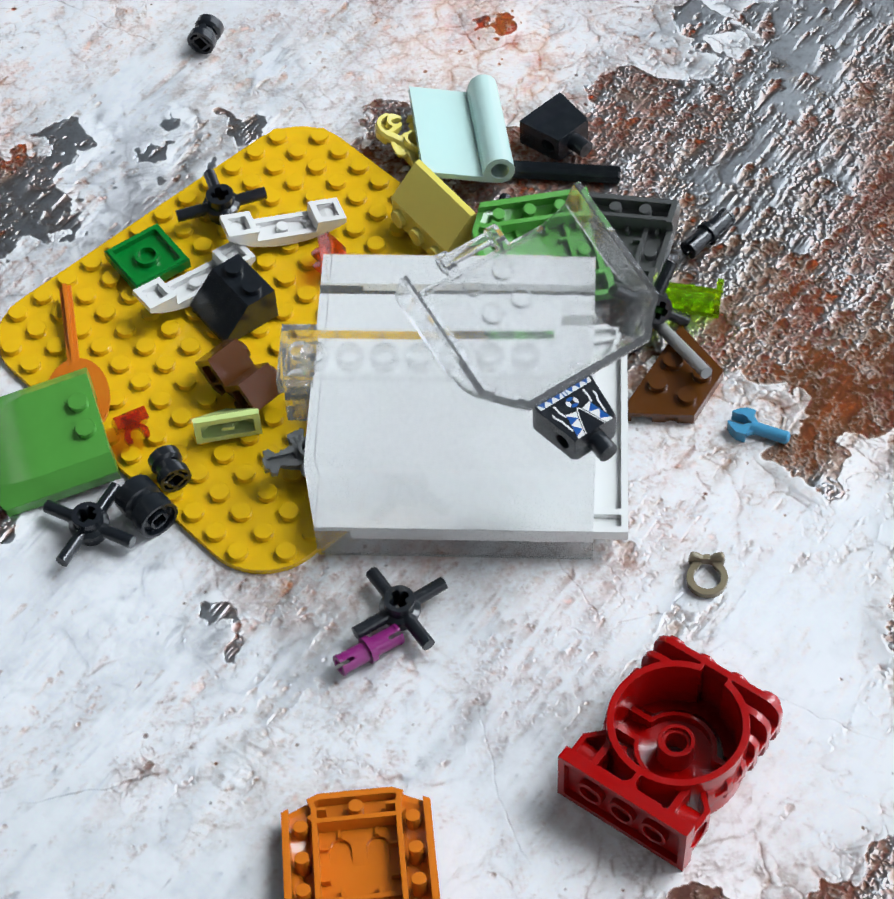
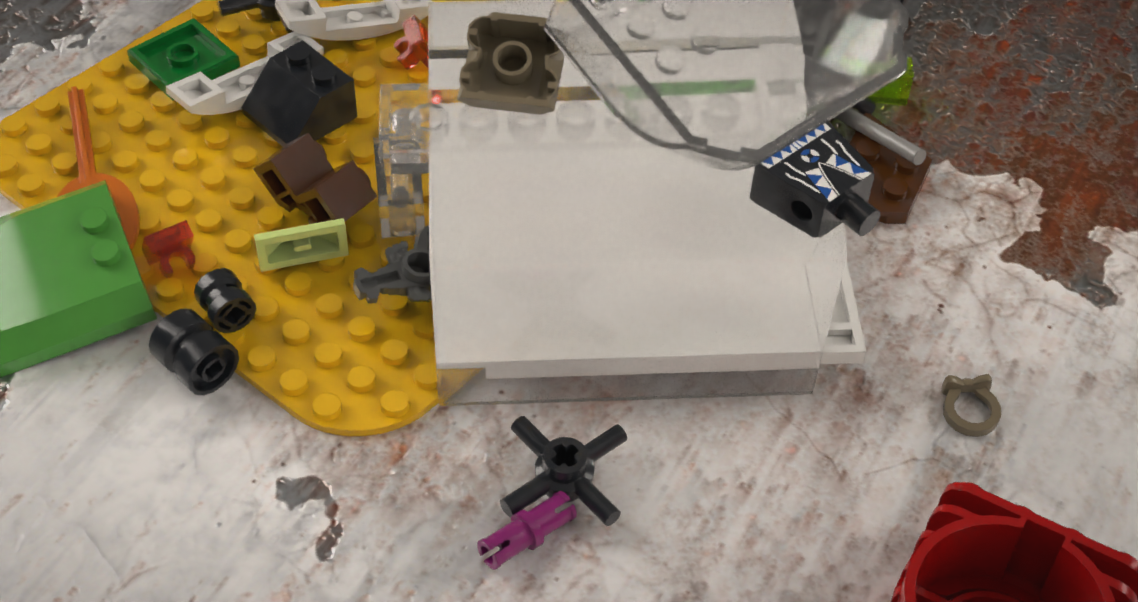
camera: 10 degrees left, 5 degrees down
(88, 524) = (112, 381): black bar -> none
(372, 316) = (511, 65): none -> dark tan slope
(753, 427) = (971, 220): dark azure bar -> none

